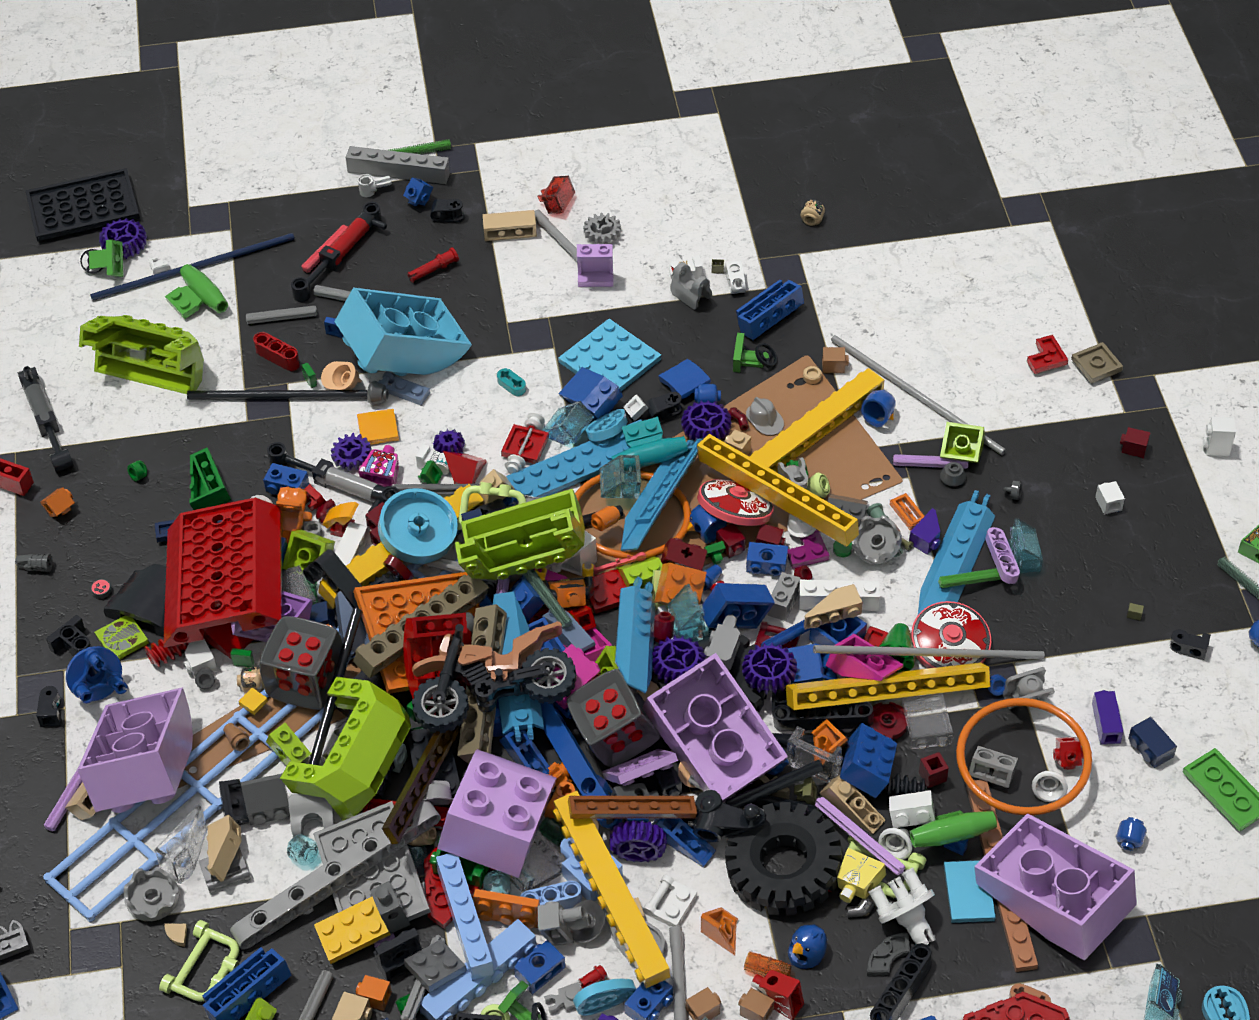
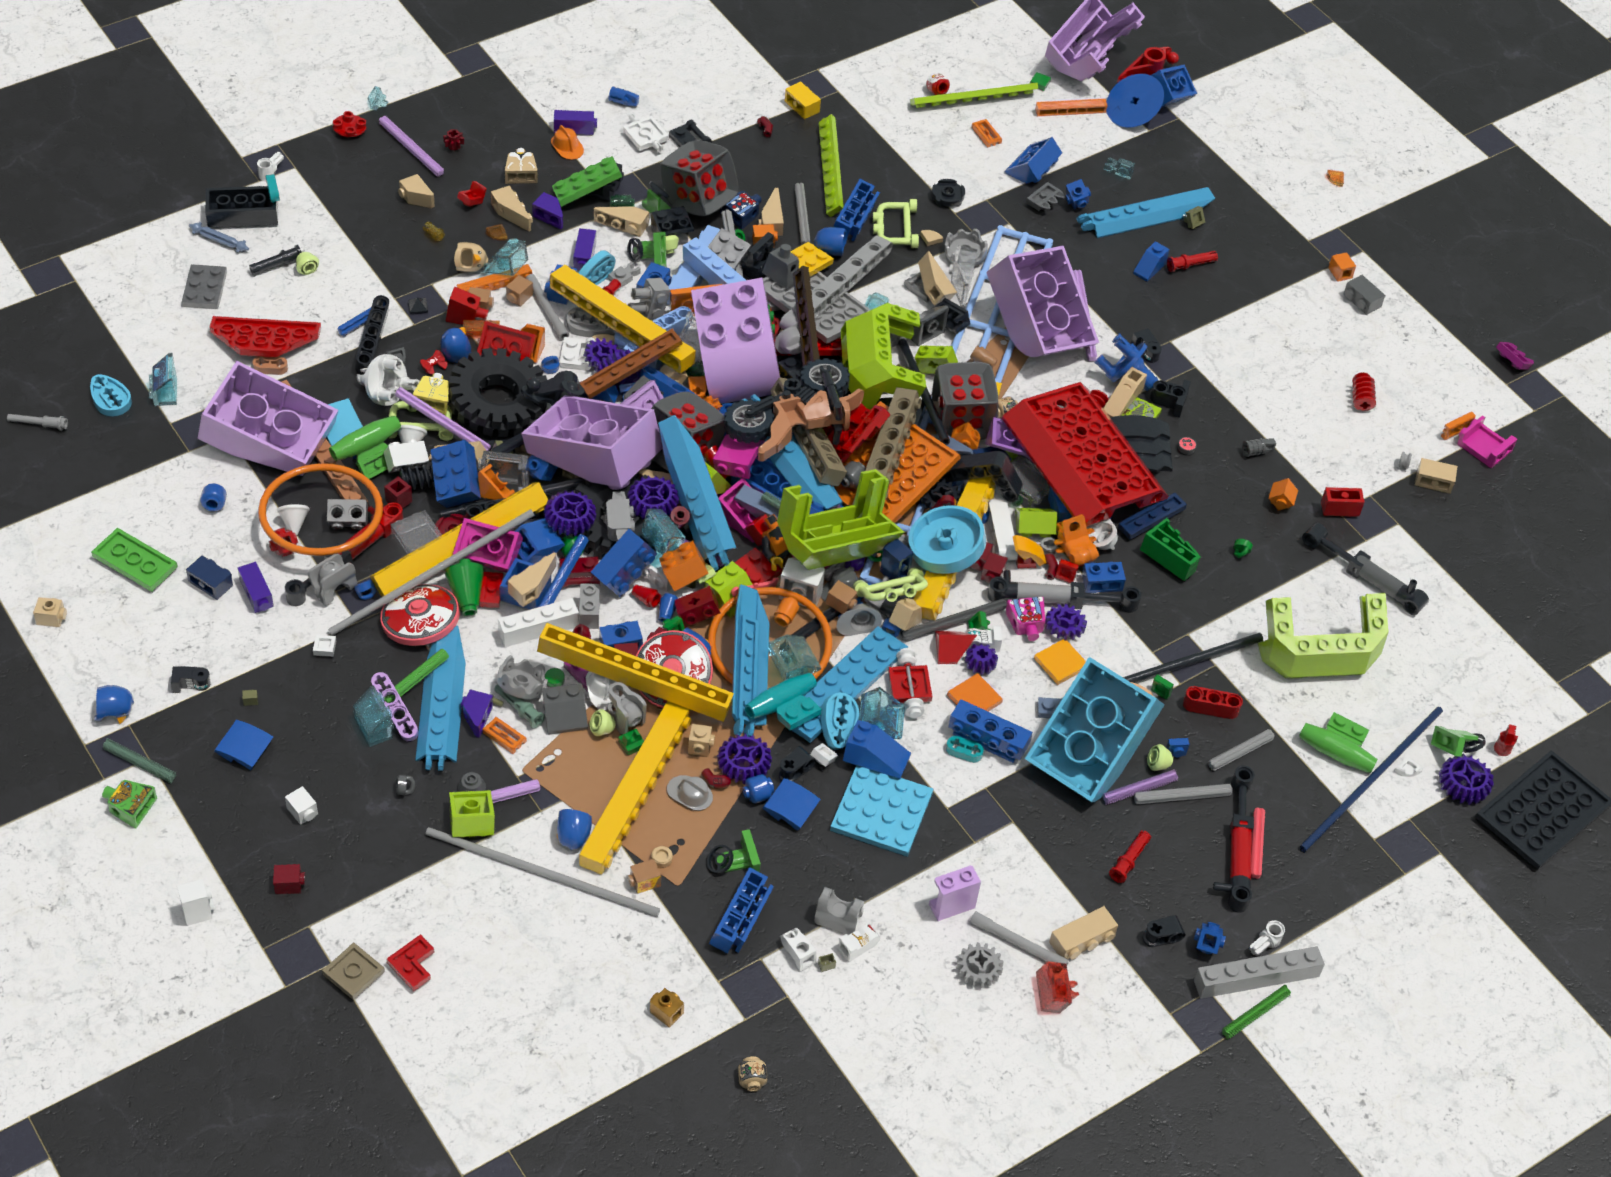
camera: 150 degrees right, 0 degrees up
(65, 250) = (1506, 741): none -> red hinge
(112, 1002) = (942, 198): none -> black plate
(127, 642) = (1126, 392): none -> tan slope
(303, 949) = (831, 240): none -> blue piece
(474, 420) = (977, 692): none -> orange tile
(484, 377) = (991, 729): none -> blue brick
(646, 878) = (597, 350): none -> dark purple gear
(707, 896) = (550, 364): none -> blue tile
(750, 922) = (507, 338): none -> red plate
(848, 937) = (437, 358): none -> red piece
(857, 268) = (666, 1007): none -> pearl gold brick
(1012, 725) = (392, 512): none -> piece
(1052, 638) = (324, 645): none -> white plate
(1150, 566) = (243, 744): none -> blue slope

